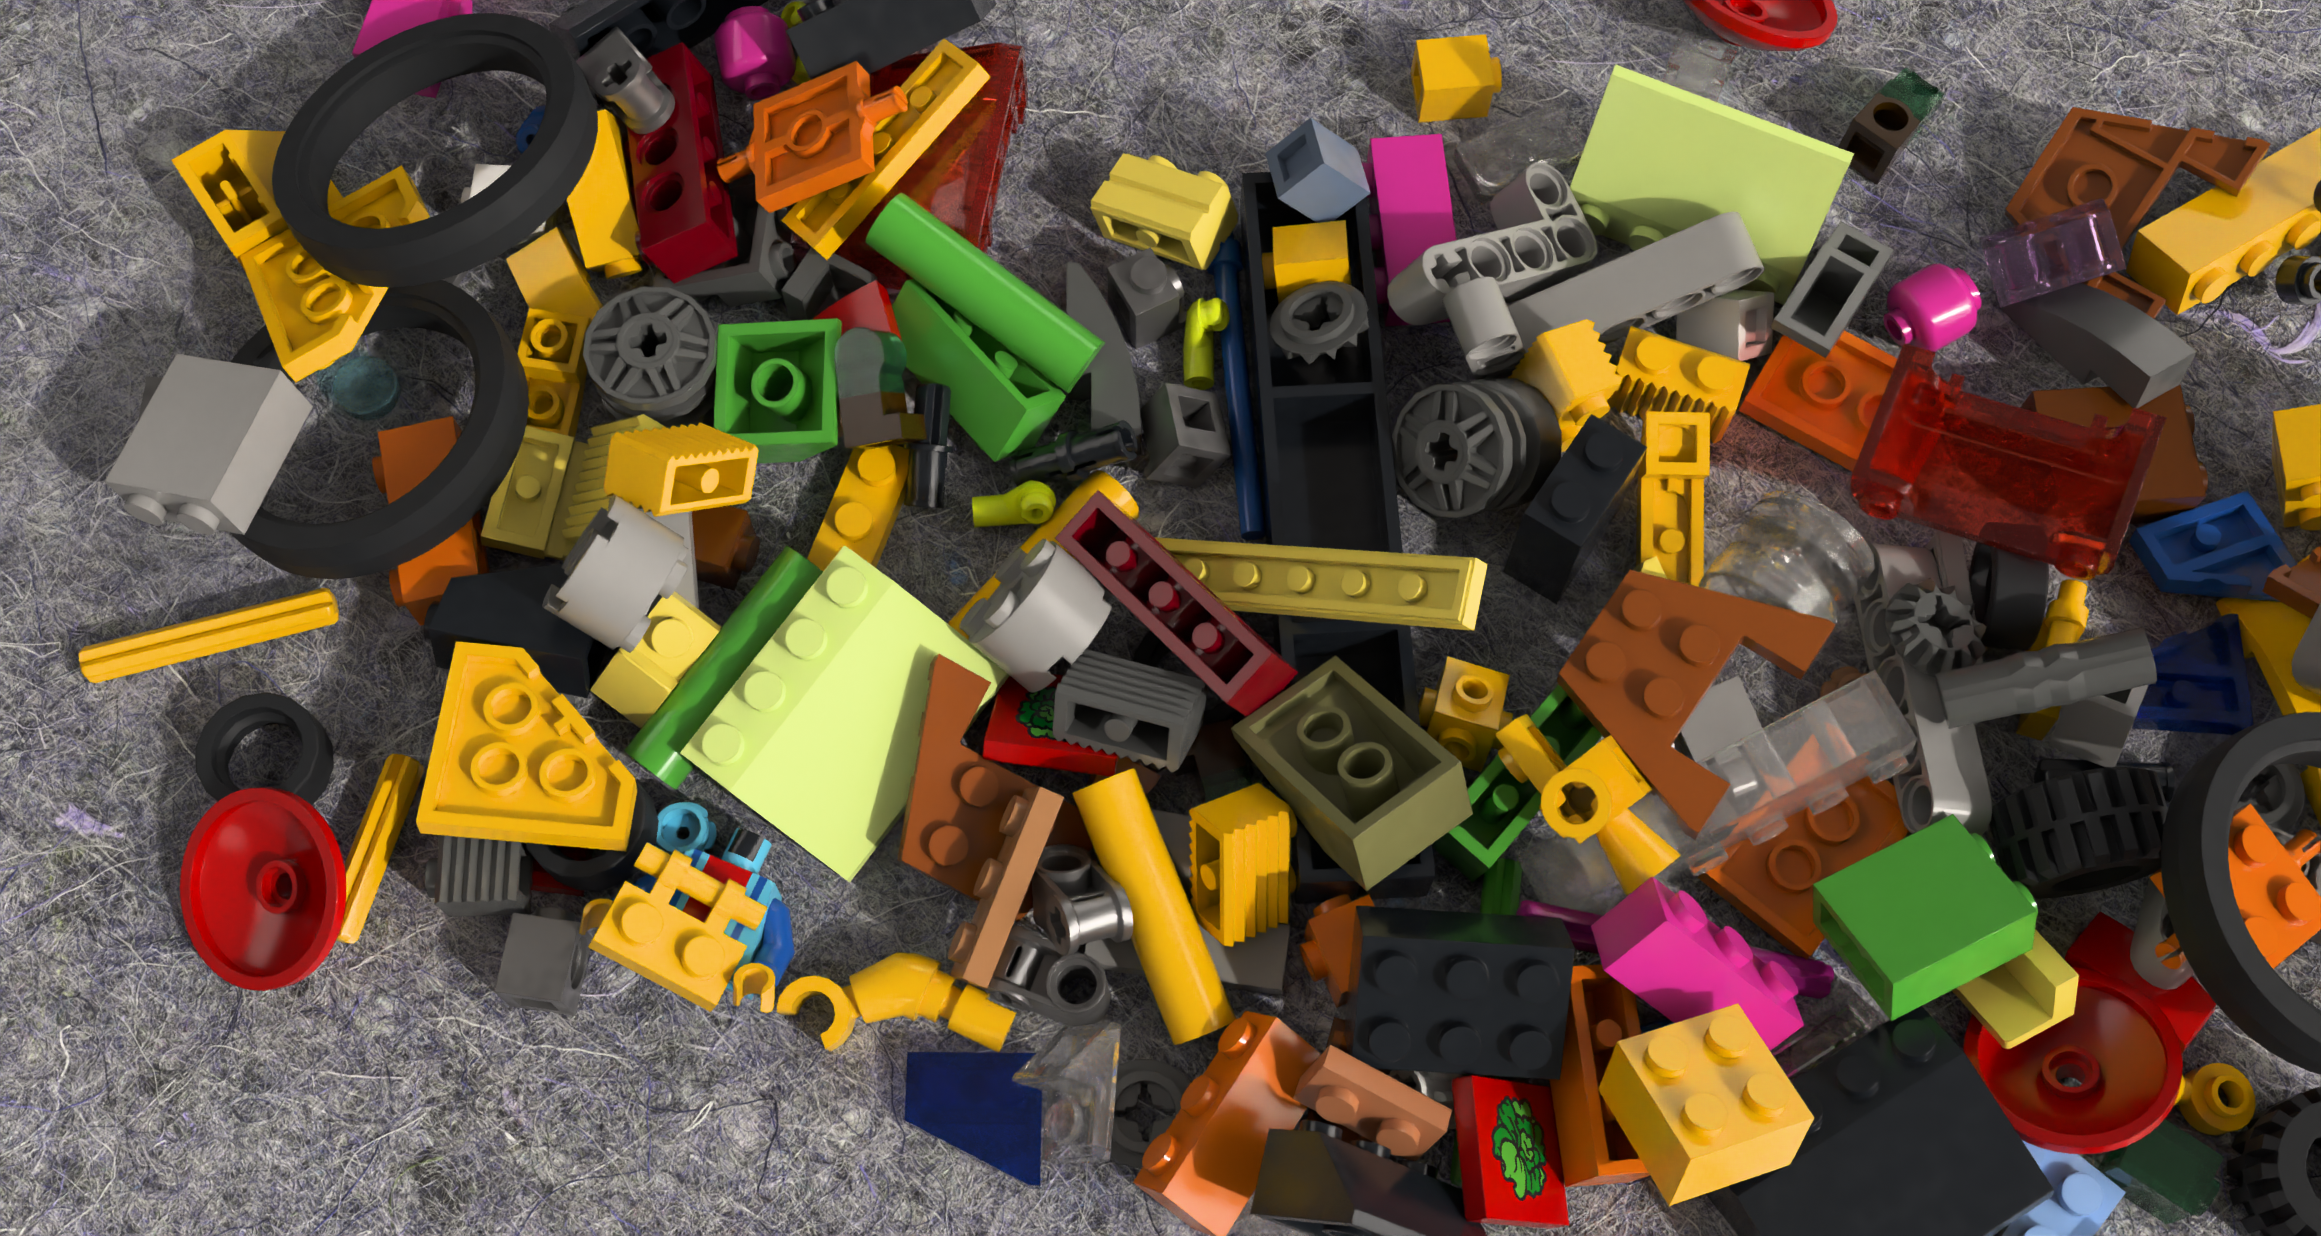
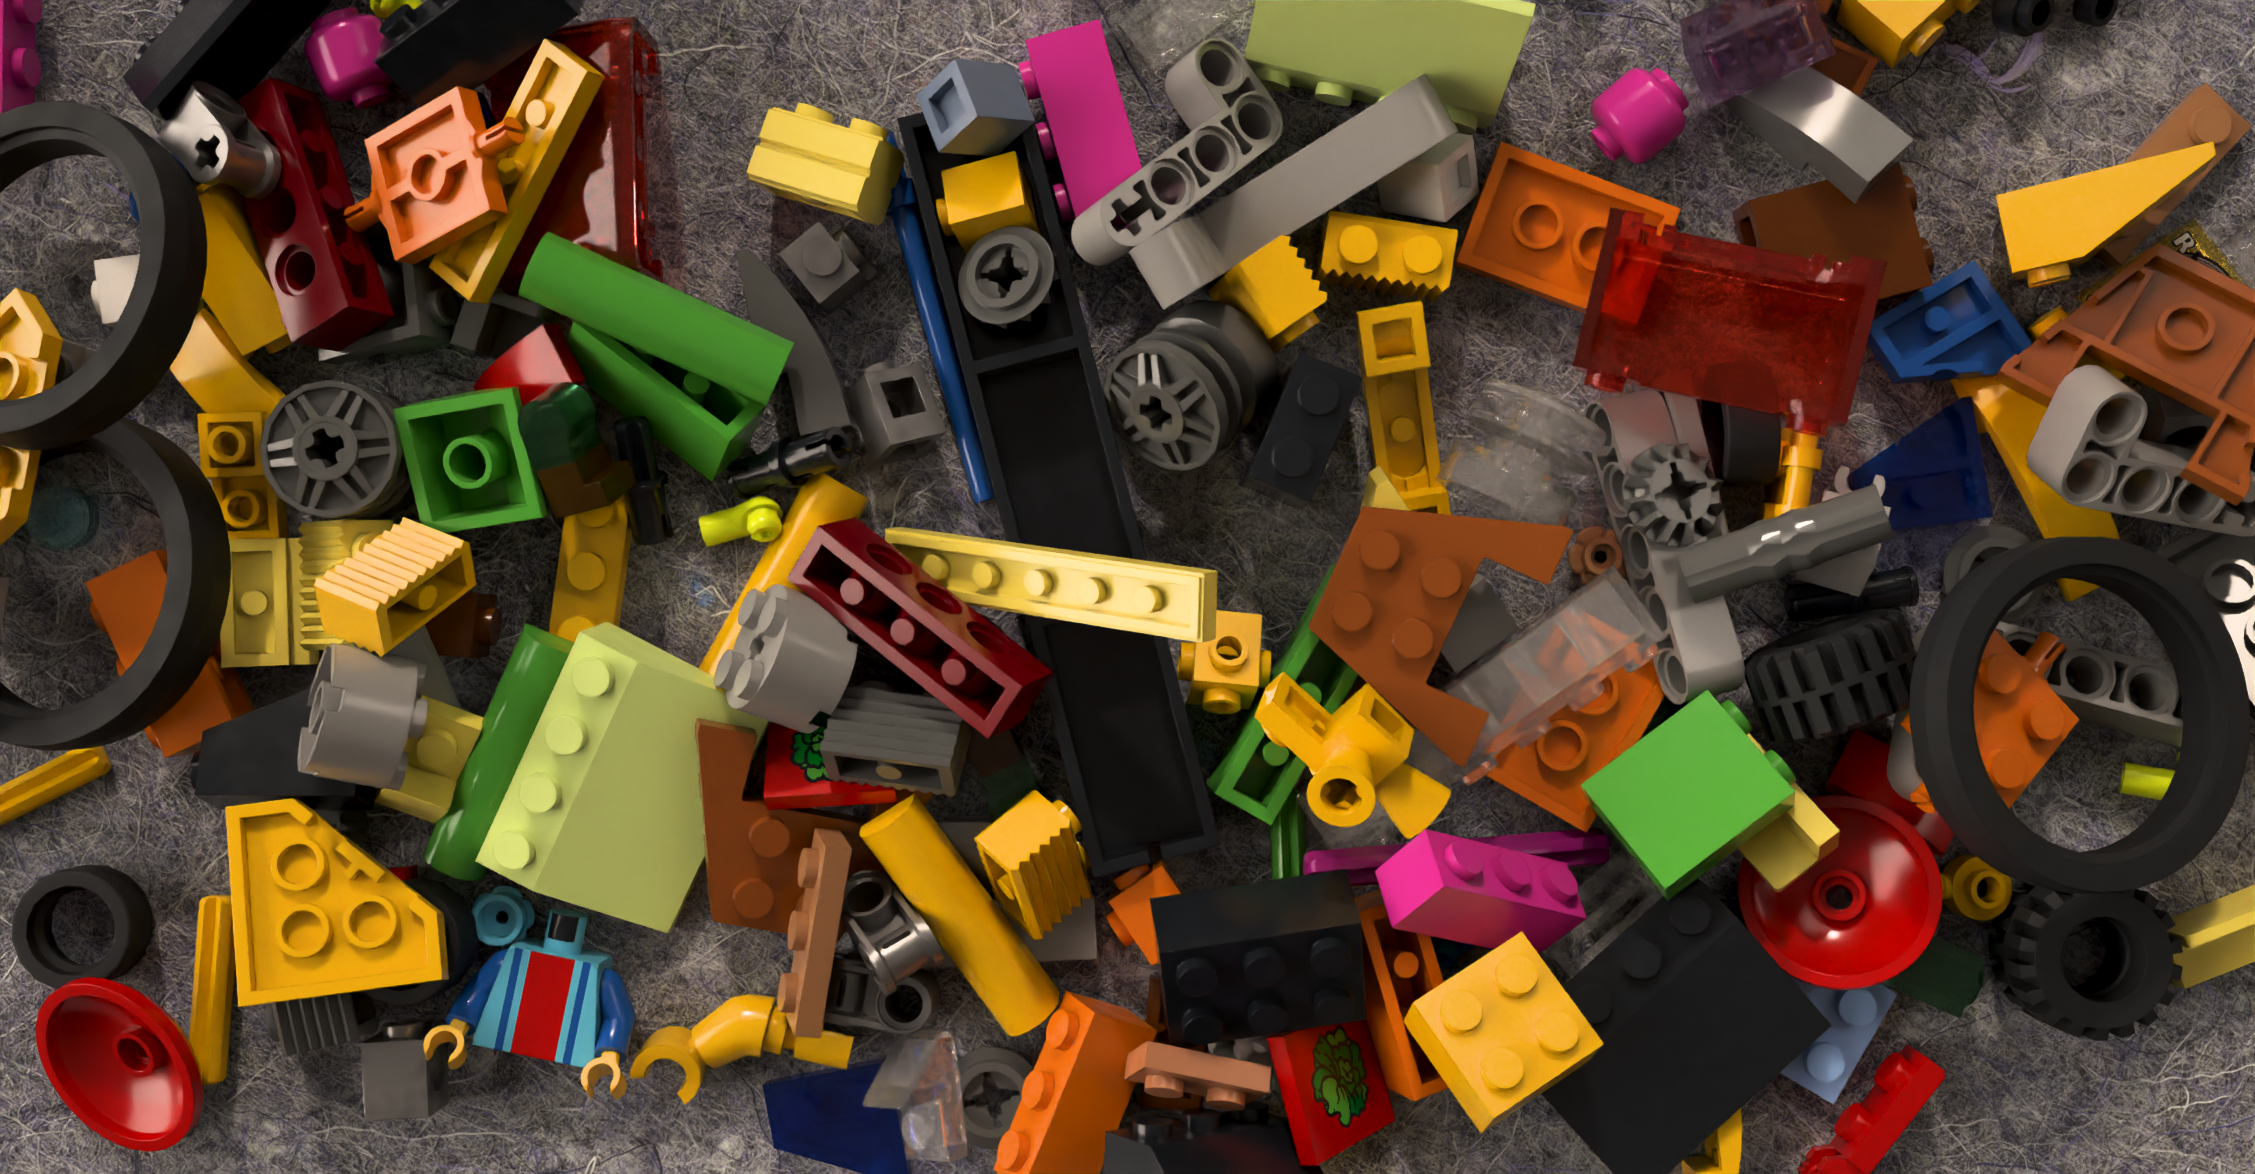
camera: 10 degrees left, 20 degrees up
(668, 943) = (511, 1059): yellow plate -> none
(1198, 347) = (890, 283): neon yellow arm -> none
(1356, 771) = (1122, 766): olive slope -> none
(1832, 289) = (1532, 127): dark grey slope -> none

